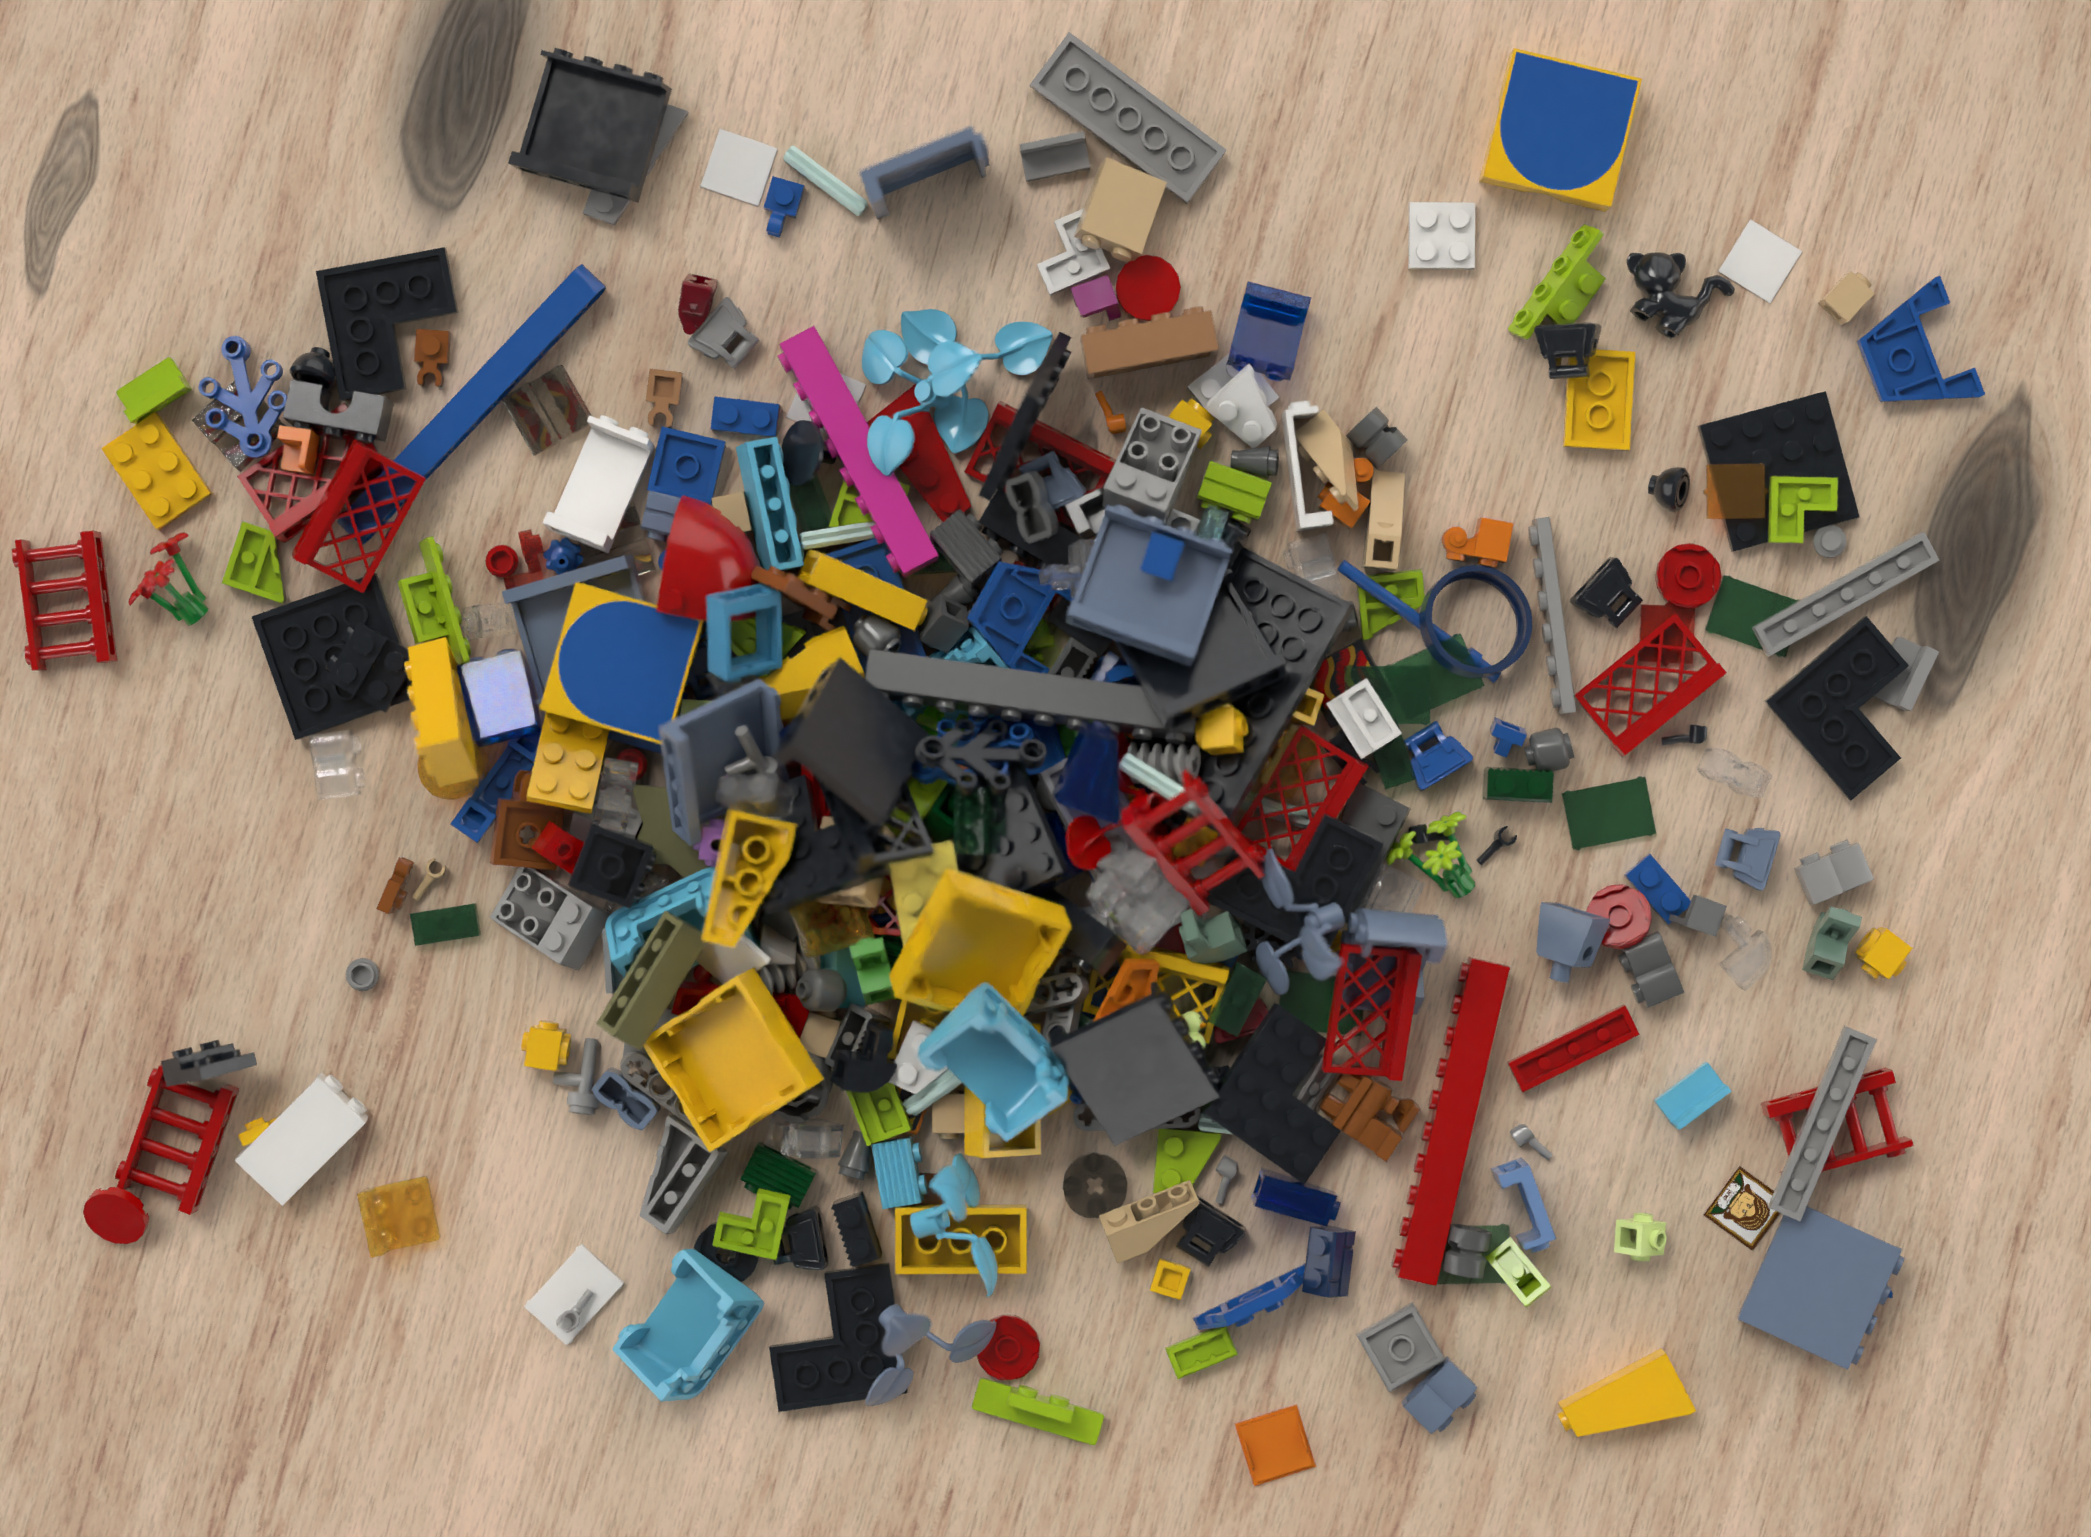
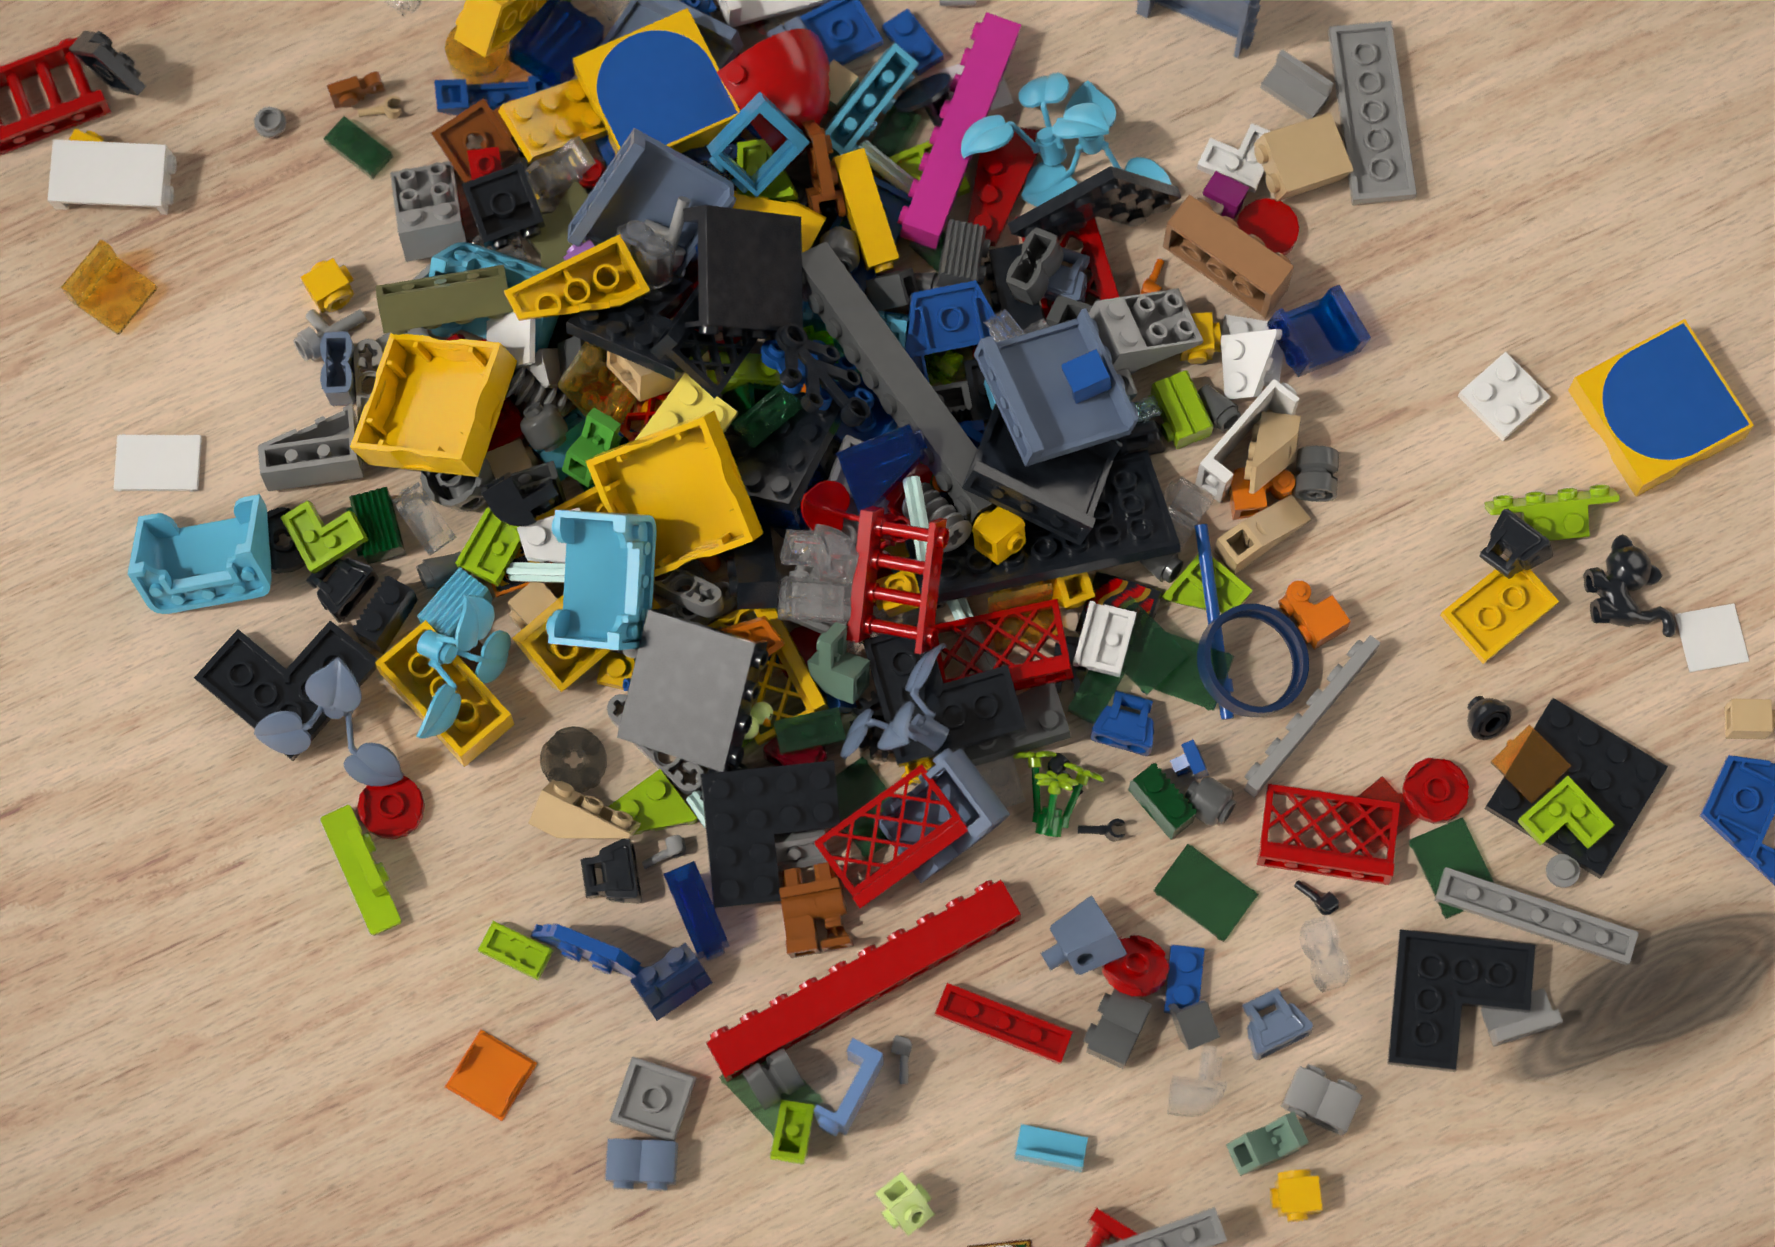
camera: 50 degrees right, 15 degrees down
(574, 1313) = (142, 469): light grey hand -> none
(1170, 1278) = (551, 877): yellow plate -> none
(1604, 589) = (1366, 736): black piece -> none

